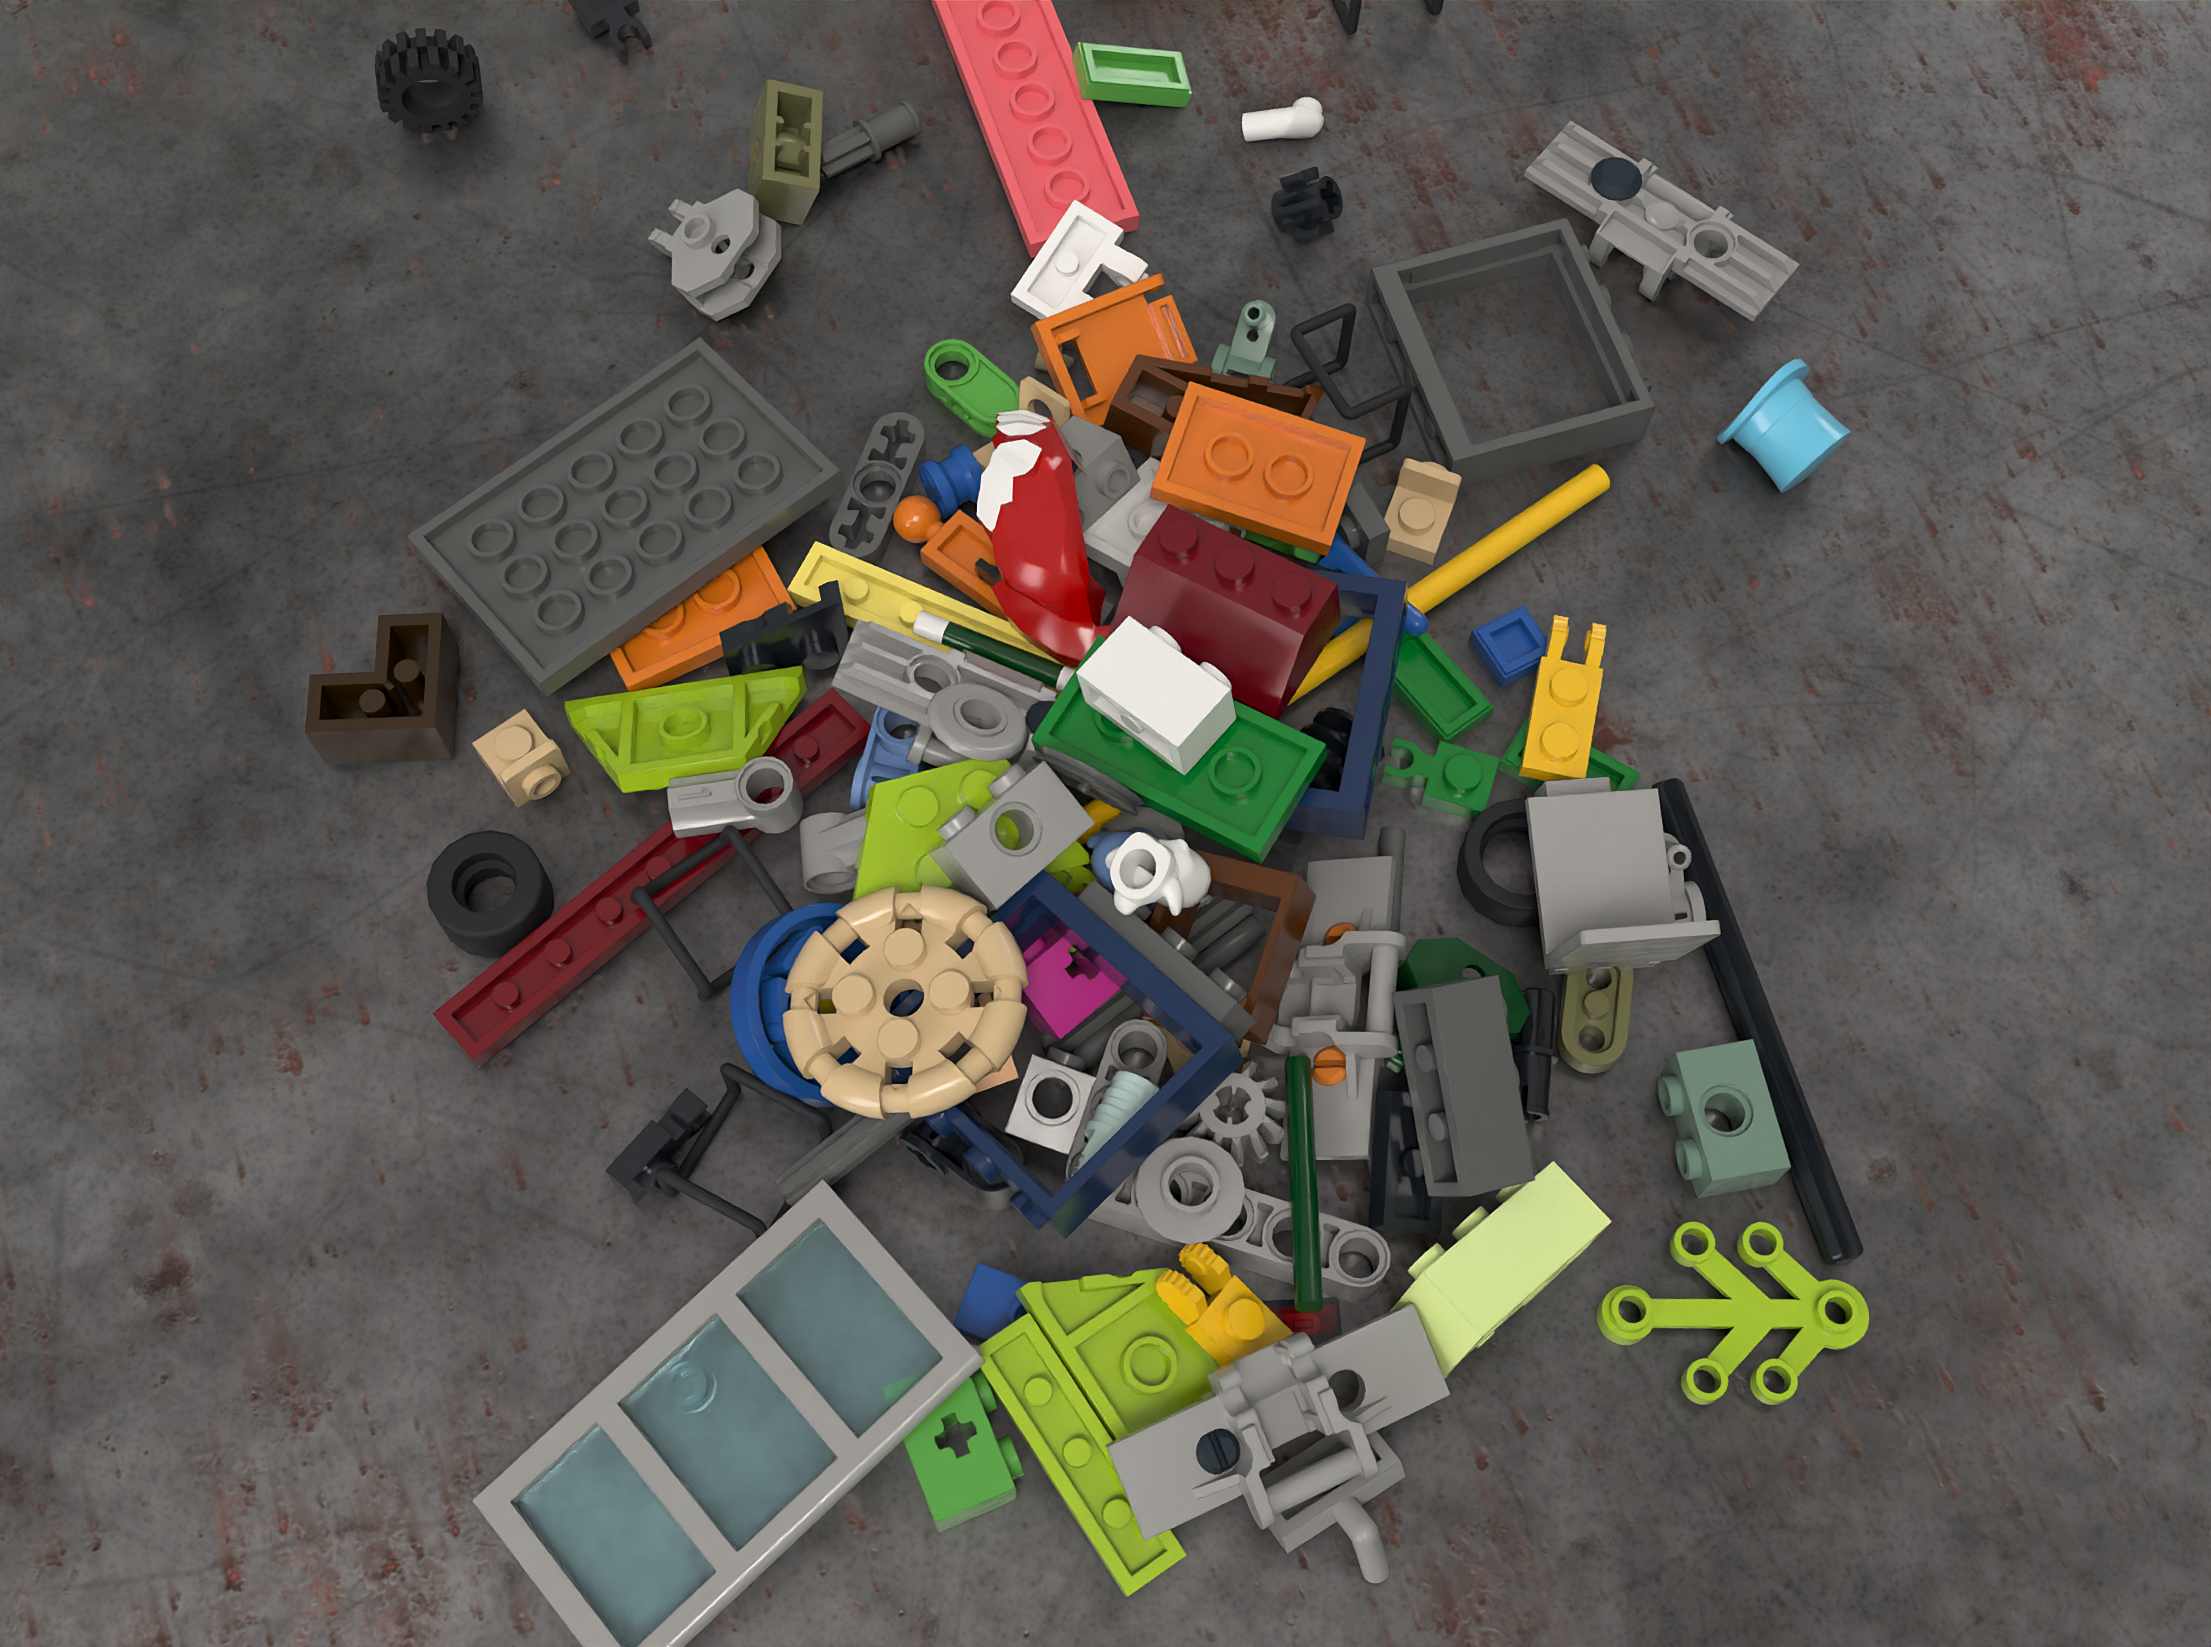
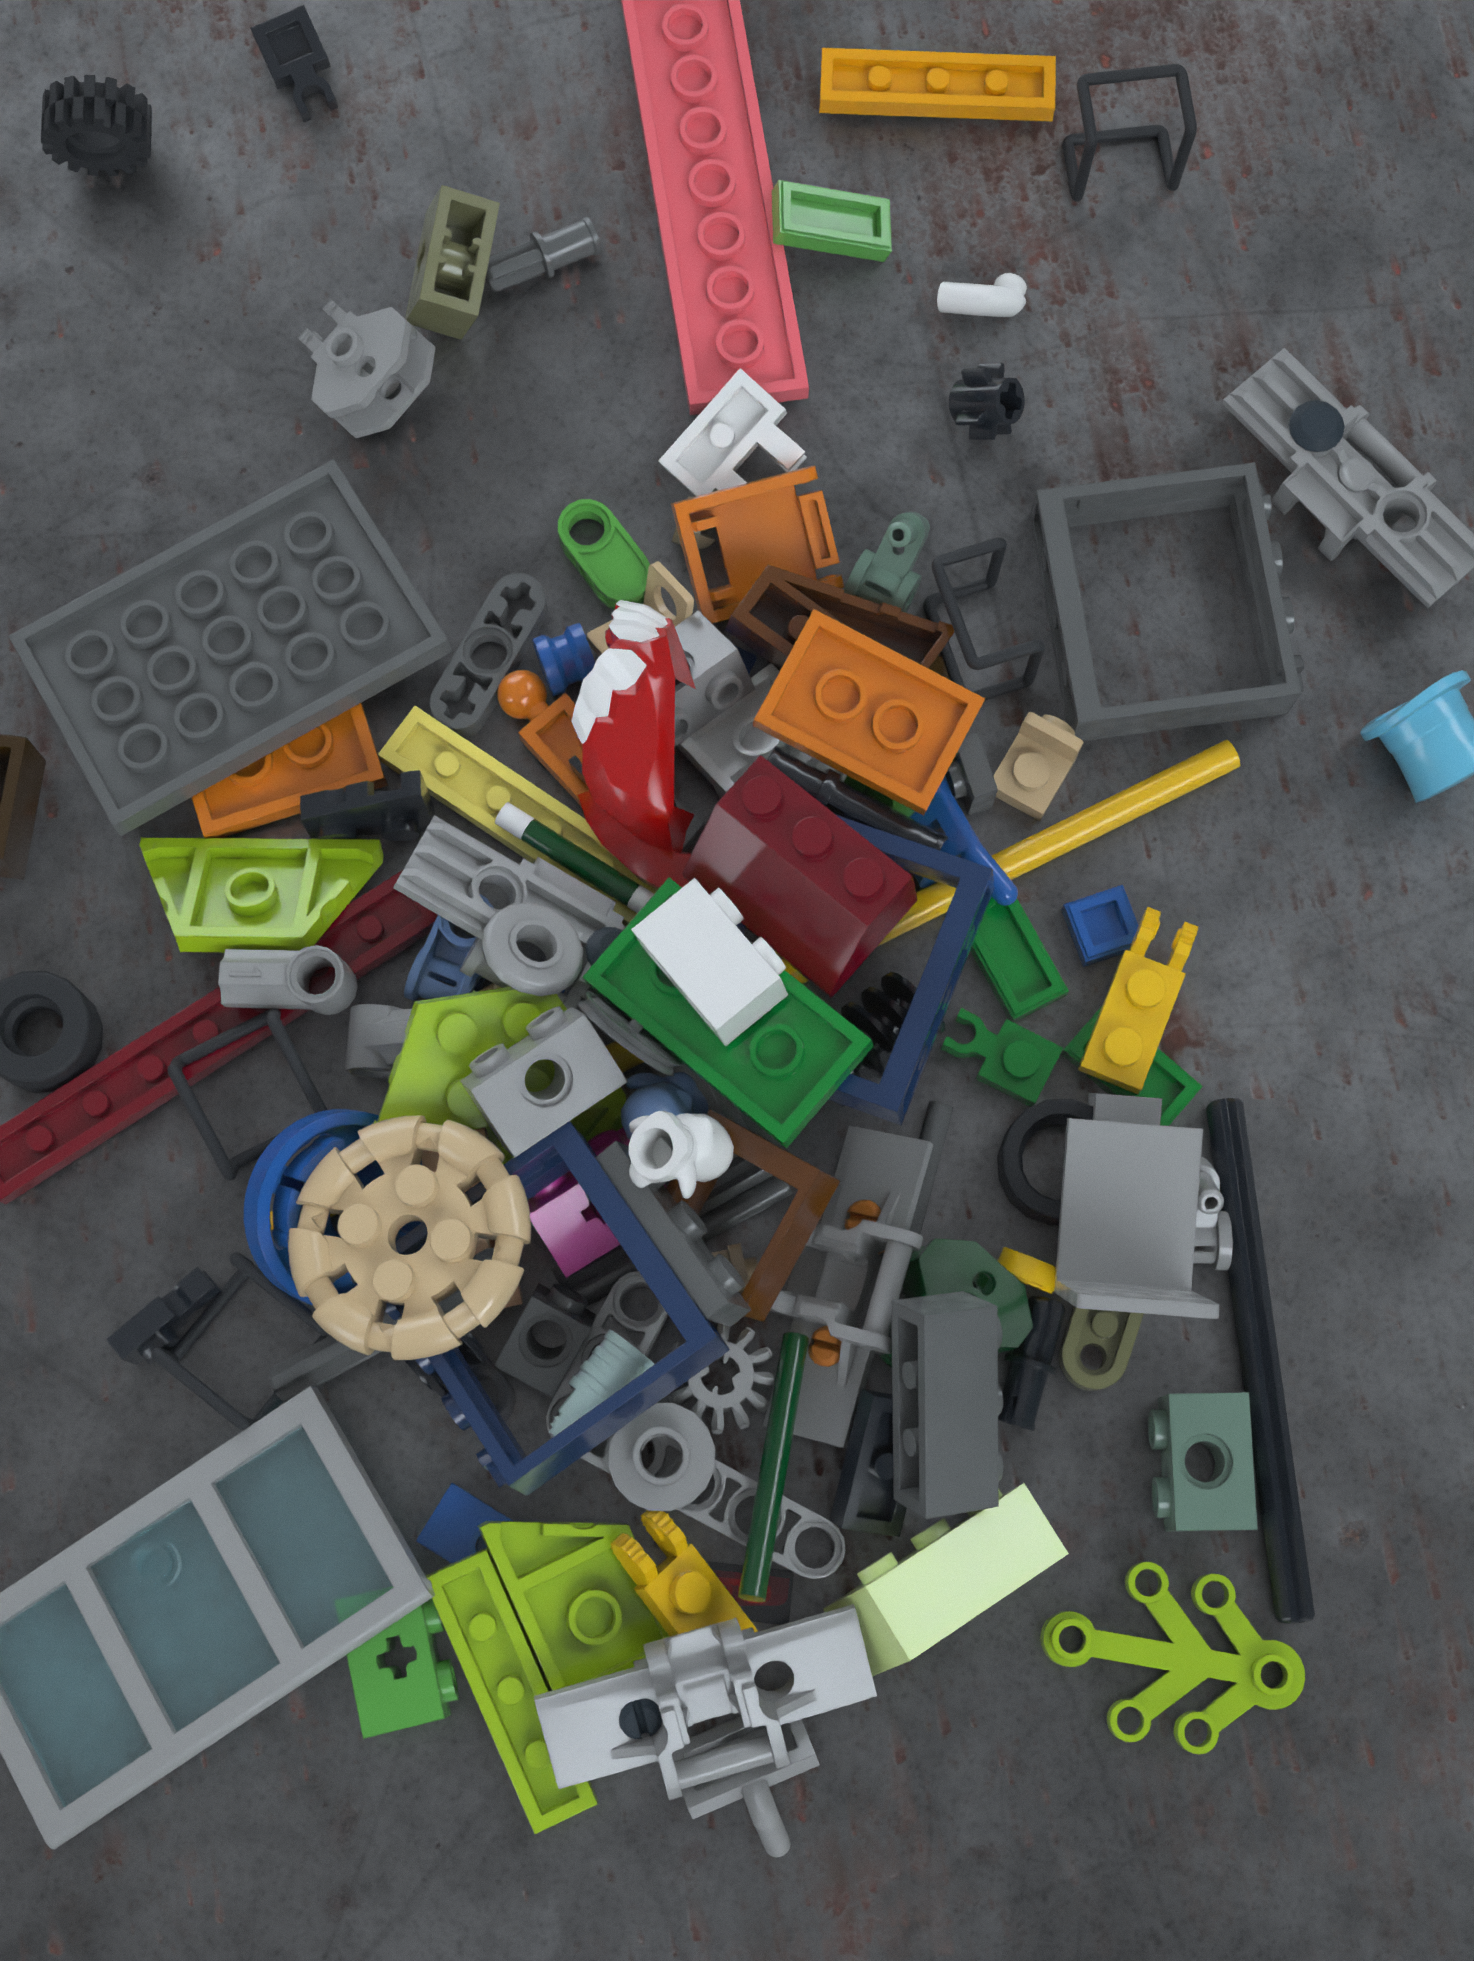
camera: 10 degrees right, 10 degrees up
(522, 758) = (91, 891): tan bracket -> none
(1524, 964) = (1029, 1269): none -> yellow tile

